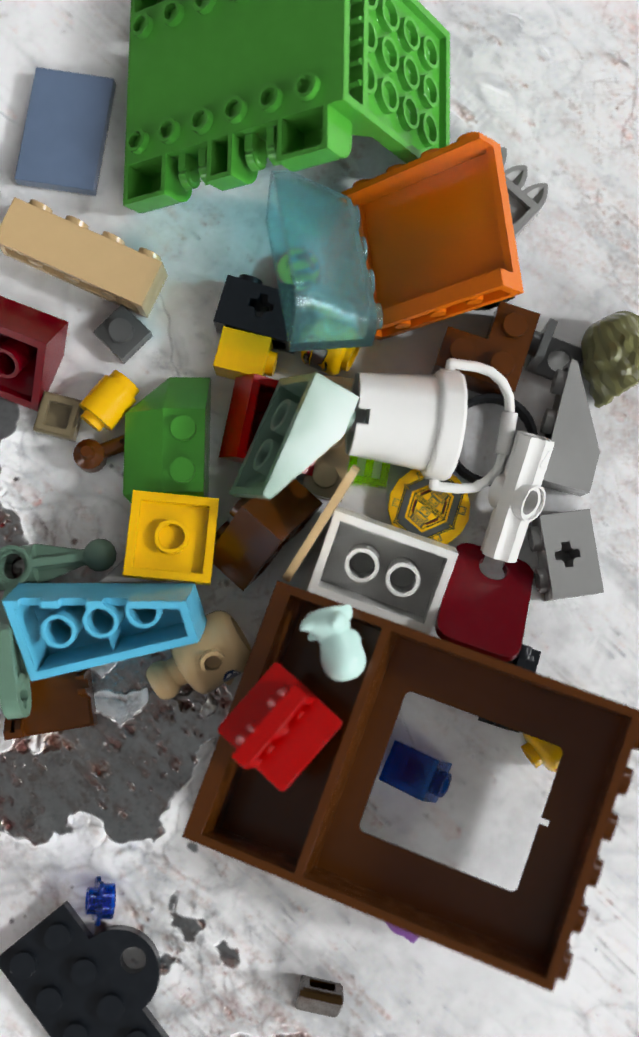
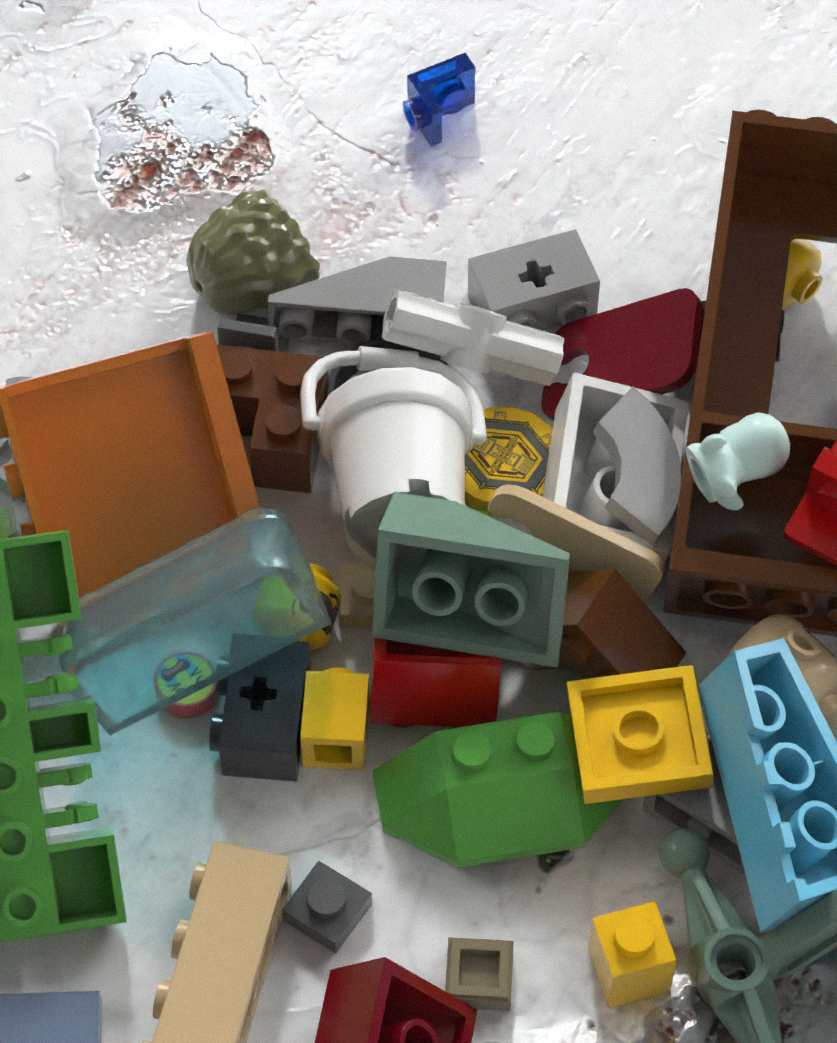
camera: 100 degrees left, 25 degrees down
(39, 506) = (631, 954): none -> yellow brick
(93, 456) = (530, 905): reddish brown piece -> none
(108, 401) = (443, 895): yellow brick -> none
(372, 587) = (644, 465): none -> light grey tile

